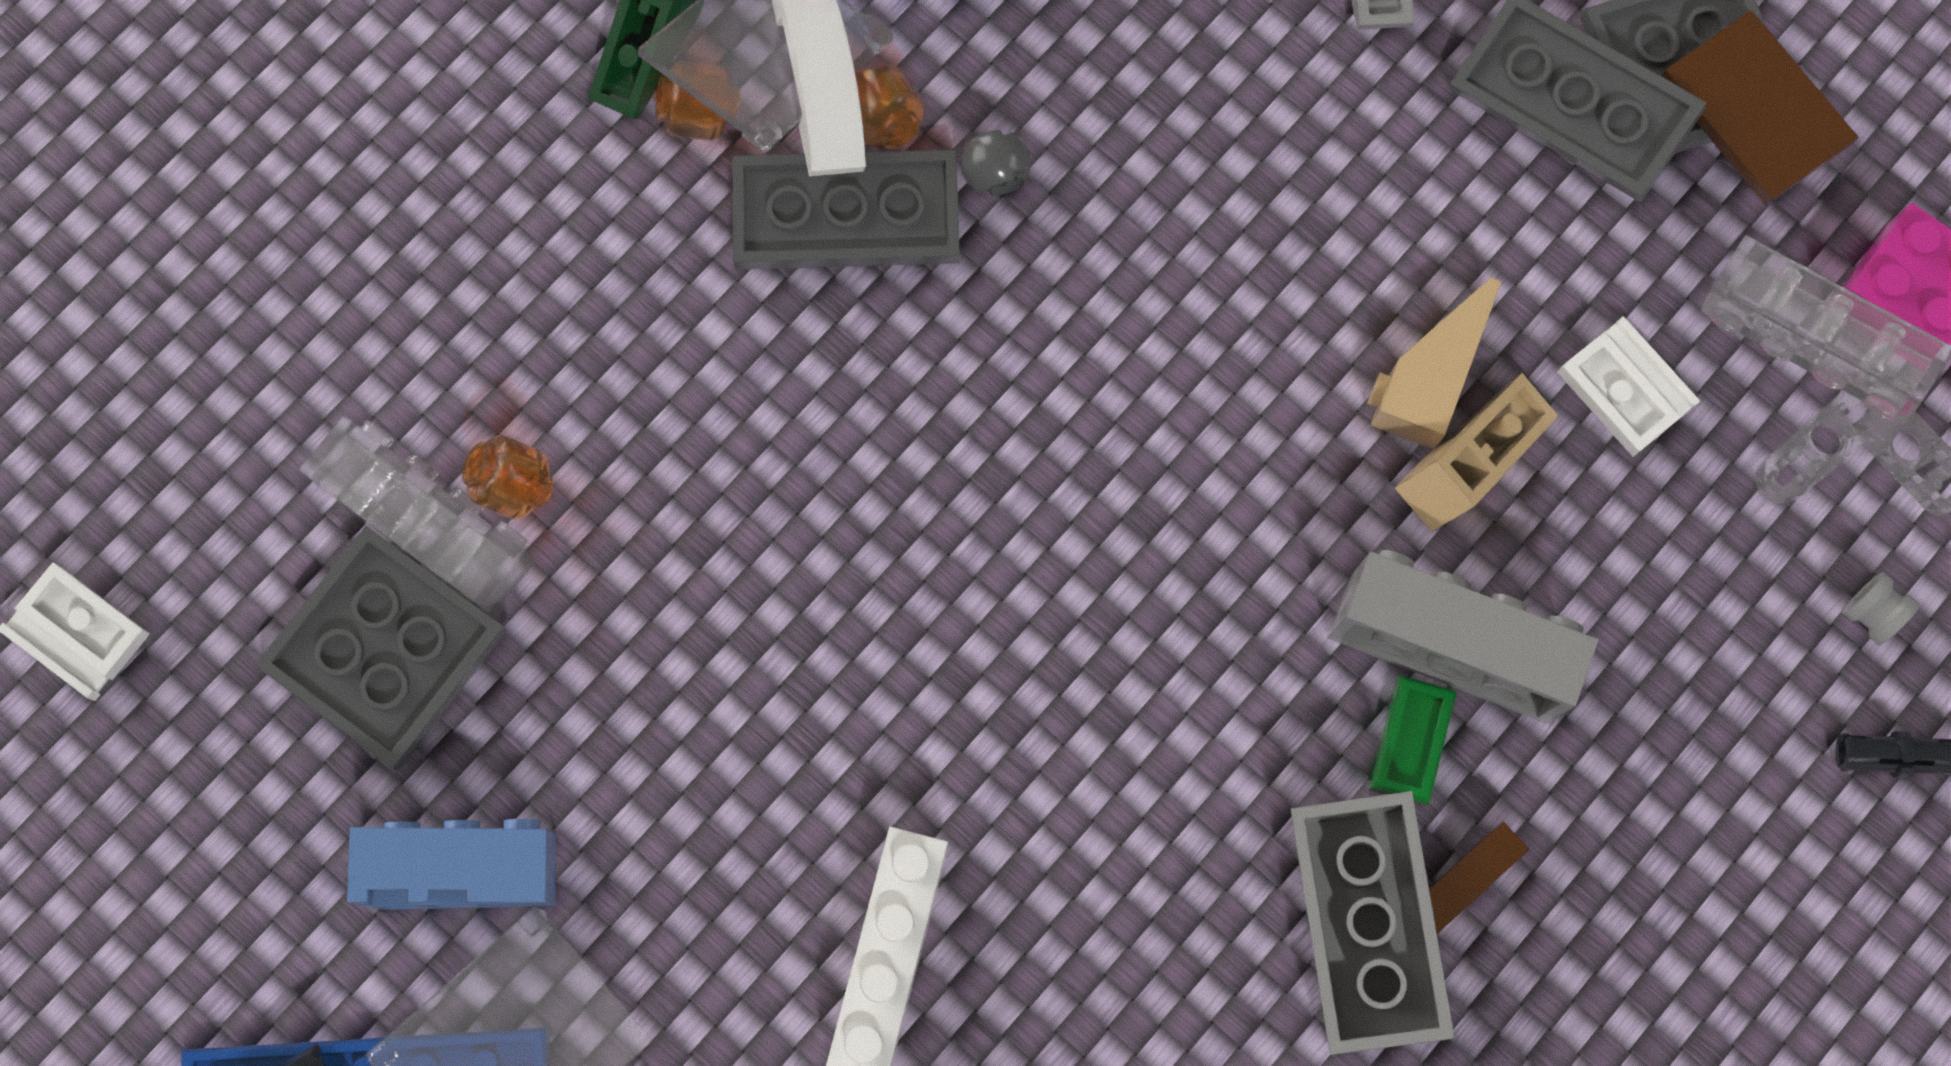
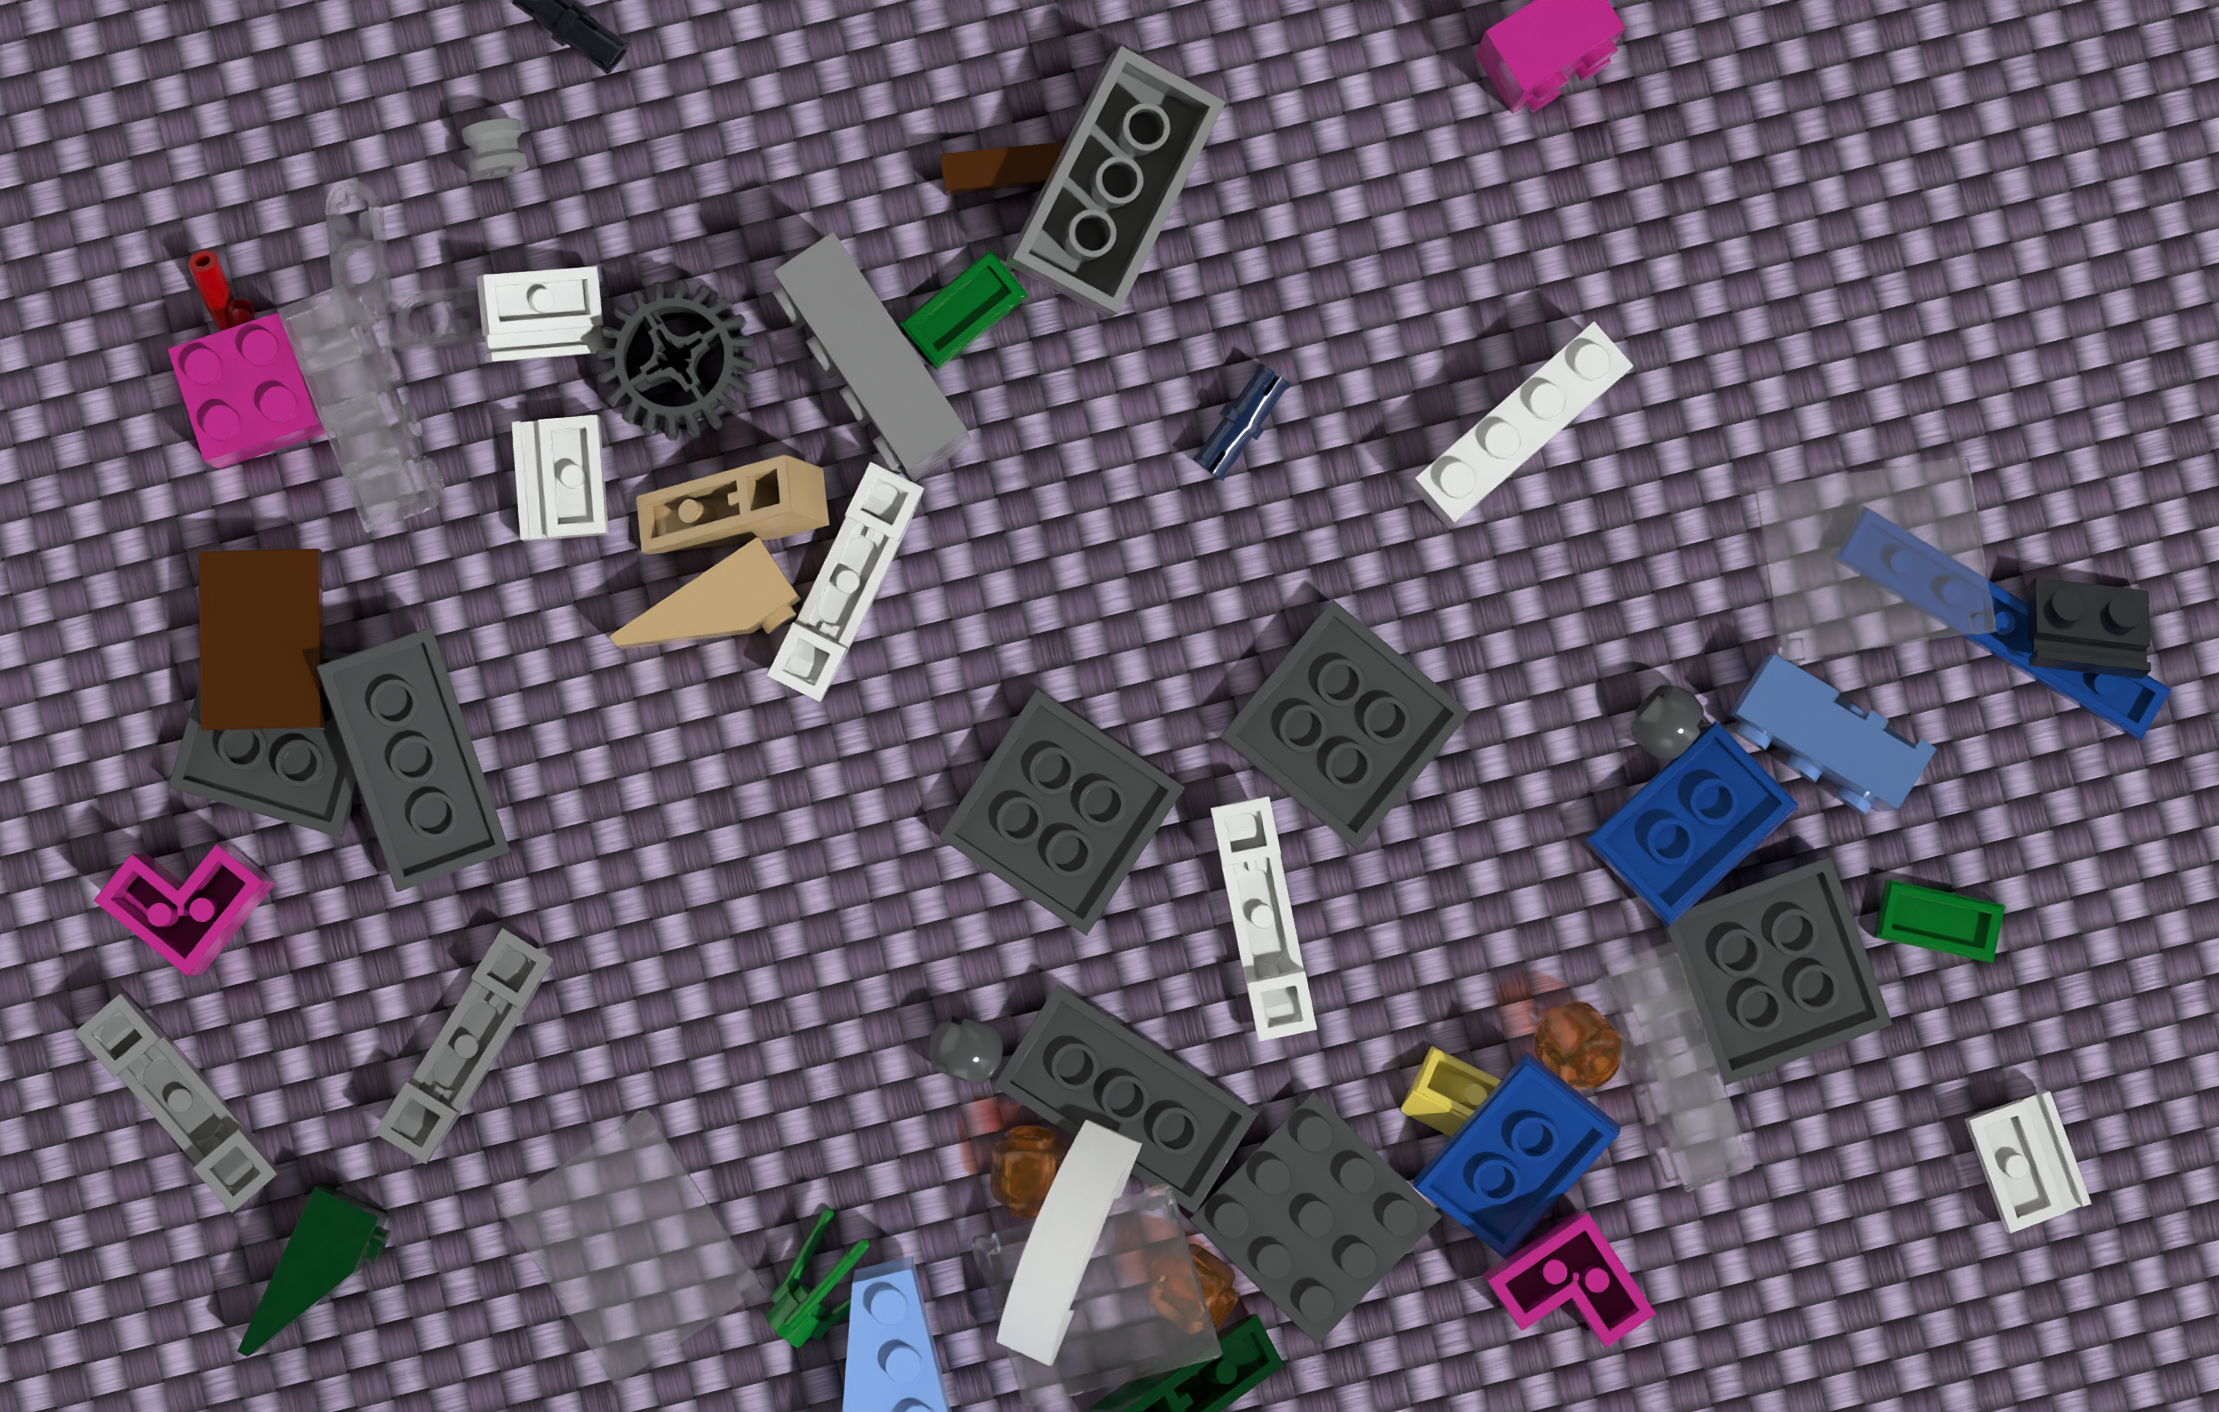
camera: 145 degrees left, 10 degrees up
(268, 781) = (1939, 921): none -> green tile
(398, 304) = (1576, 1265): none -> dark pink brick
(502, 360) = (1516, 1155): none -> blue tile
(526, 719) = (1692, 824): none -> blue tile
(569, 384) = (1446, 1092): none -> light yellow slope
(601, 789) = (1667, 721): none -> dark grey piece
(636, 220) = (1314, 1217): none -> dark grey plate
(829, 413) = (1263, 918): none -> white slope
(868, 610) = (1345, 724): none -> dark grey plate
(1049, 391) = (1061, 812): none -> dark grey plate
(1123, 800) = (1241, 422): none -> dark blue pin
(1345, 451) = (847, 582): none -> white slope
(1654, 550) = (652, 372): none -> dark grey gear
(1743, 499) = (540, 313): none -> white plate

